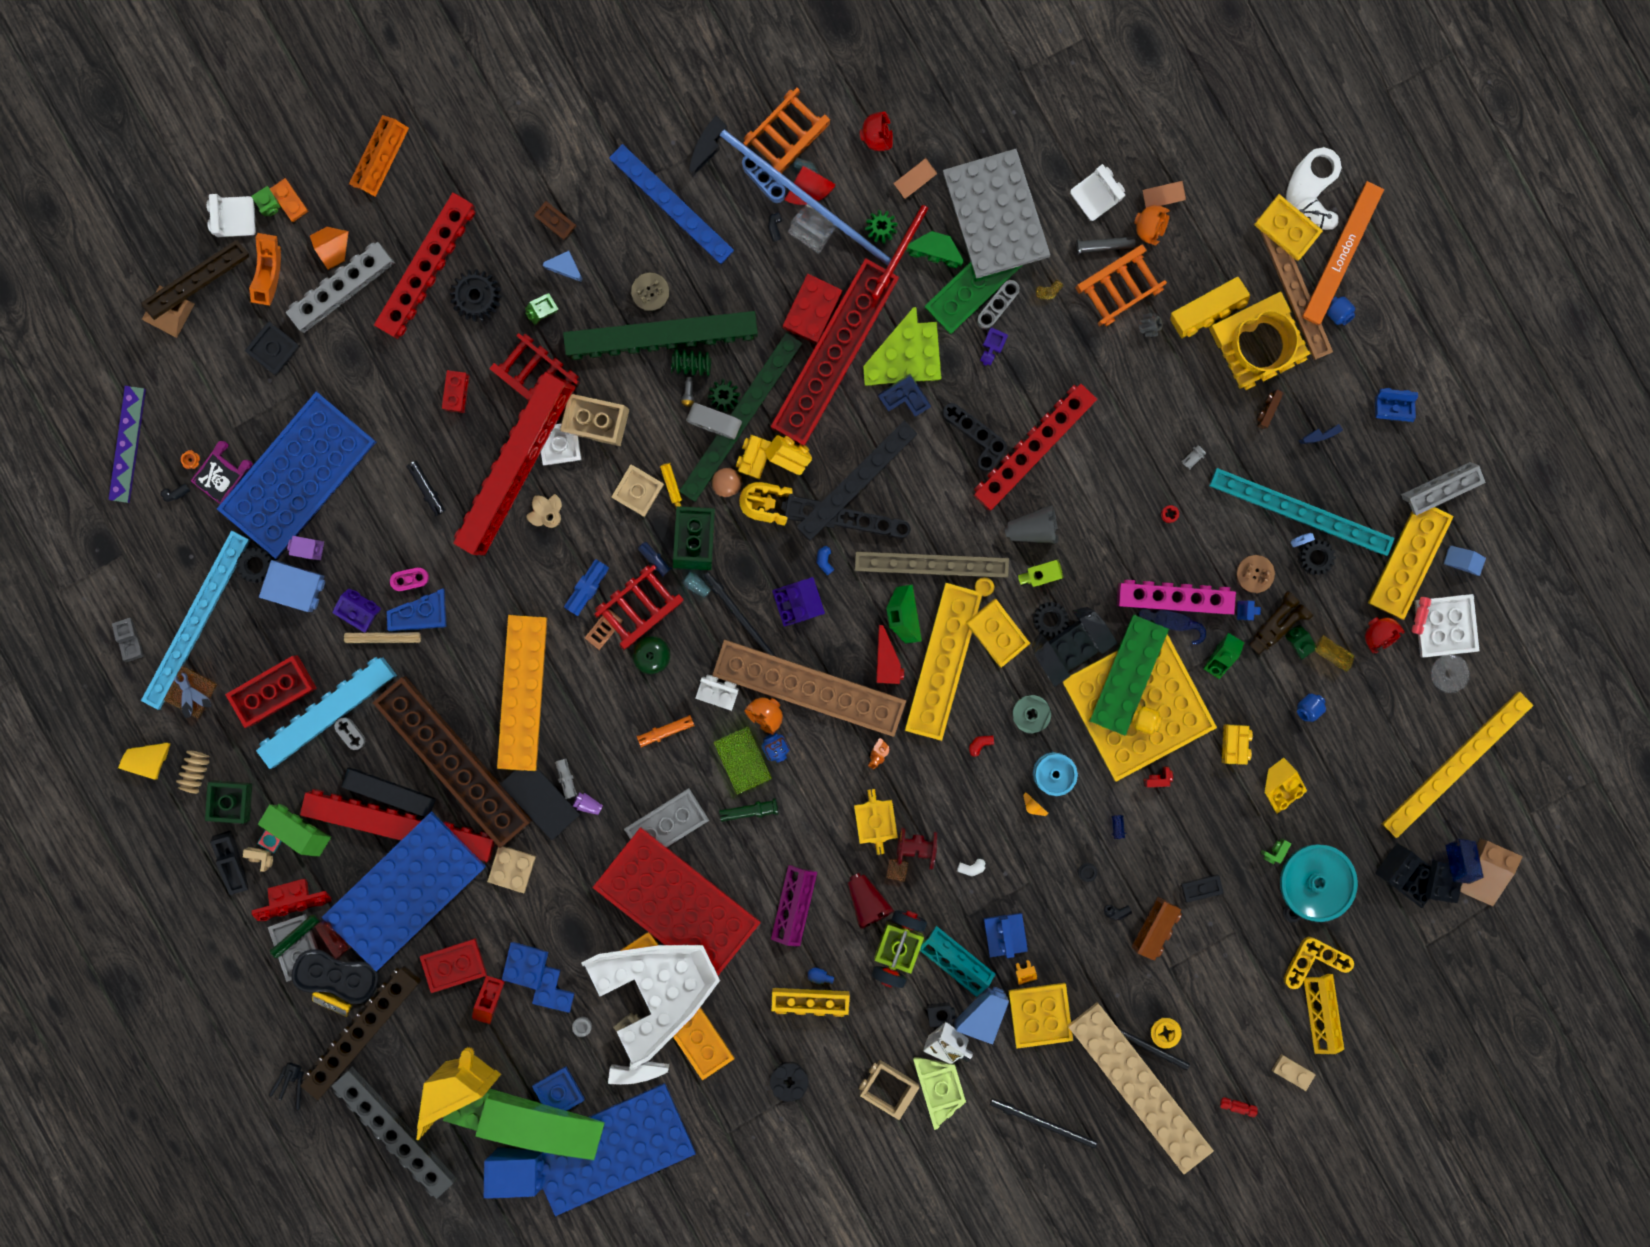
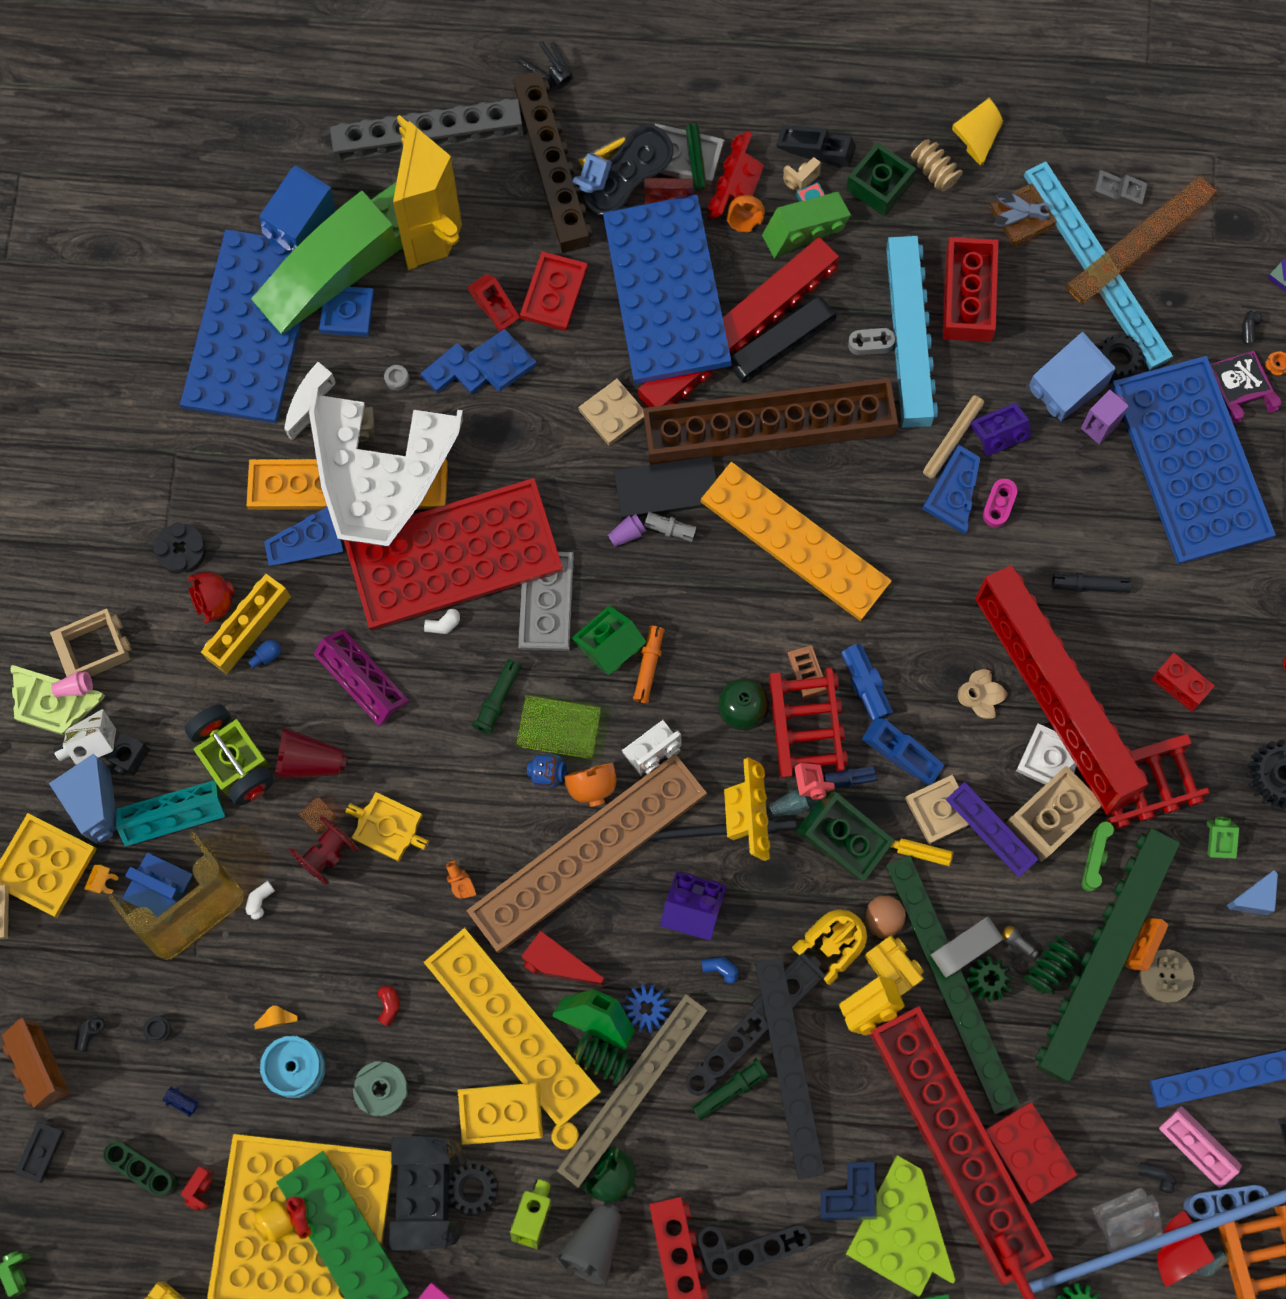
camera: 130 degrees right, 15 degrees down
(158, 601) = (1141, 240): none -> clear orange tile
(313, 876) = (745, 213): none -> orange hair
(353, 995) = (593, 173): none -> medium blue bracket
(604, 377) = (1096, 857): none -> bright green plate
(616, 536) = (903, 751): none -> blue slope
(630, 451) = (992, 829): none -> dark purple fence
(640, 315) = (1146, 944): none -> orange plate
(666, 766) = (609, 640): none -> green slope
(674, 579) = (811, 781): none -> coral bracket
(718, 607) = (747, 810): none -> yellow bracket
(725, 876) = (445, 624): none -> white arm
(731, 1005) = (304, 541): none -> blue wing
(740, 211) = (1200, 1147): none -> bright pink slope
(807, 1037) = (210, 595): none -> red cylinder
(874, 582) = (657, 1010): none -> blue gear
(884, 503) = (740, 1083): none -> dark green pin
(921, 1079) = (74, 685): none -> bright pink cone
(926, 595) = (602, 1058): none -> dark green piece
(989, 542) = (613, 1177): none -> dark green cylinder
(1009, 899) = (192, 914): none -> clear yellow windscreen
(1133, 710) = (297, 1212): none -> red arm
(1176, 829) = (128, 1164): none -> dark green beam

